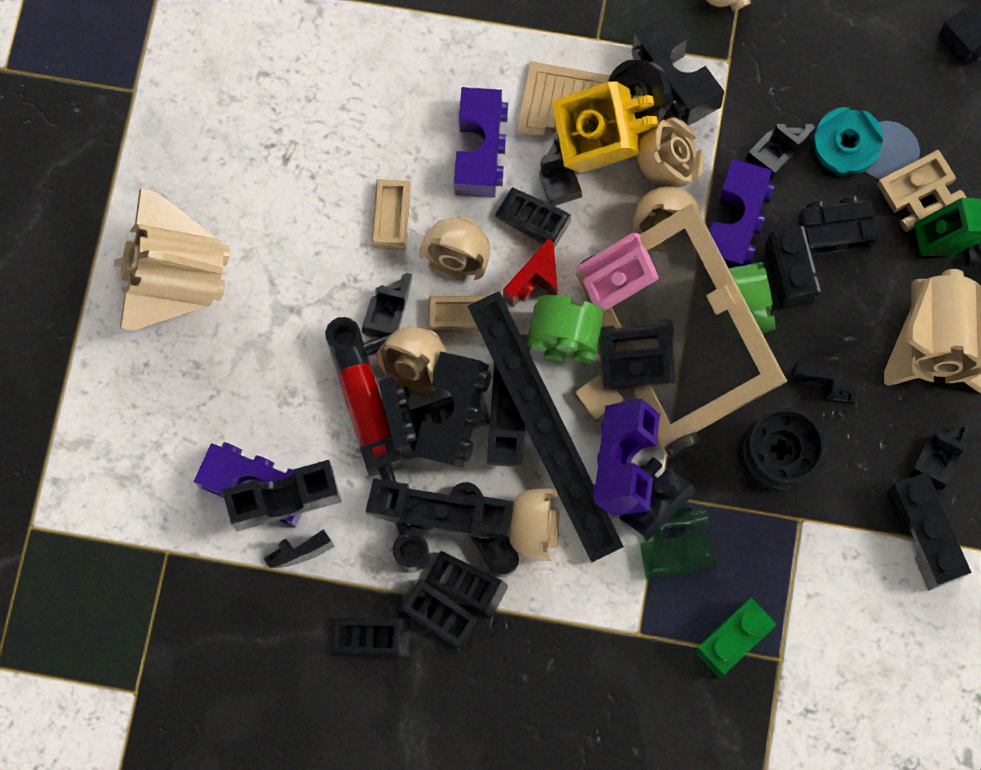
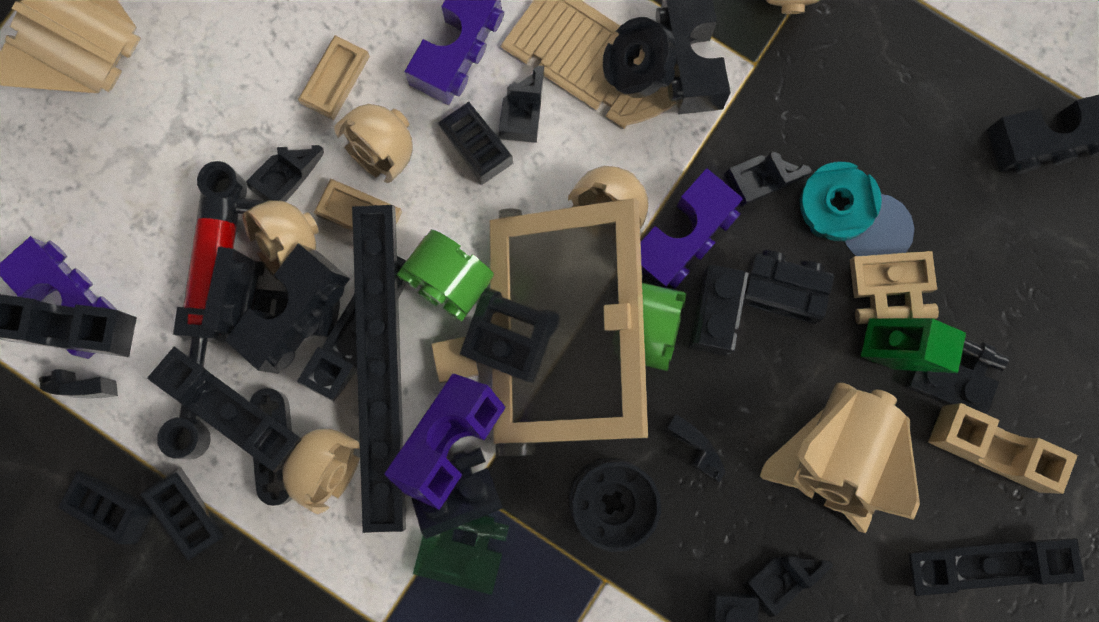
camera: 20 degrees right, 5 degrees up
(492, 597) = (255, 512): black slope -> none
(539, 270) = (456, 197): red slope -> none
(600, 125) = (582, 74): yellow hinge -> none
(618, 272) = (527, 238): bright pink plate -> none
(670, 155) = (643, 136): tan cylinder -> none

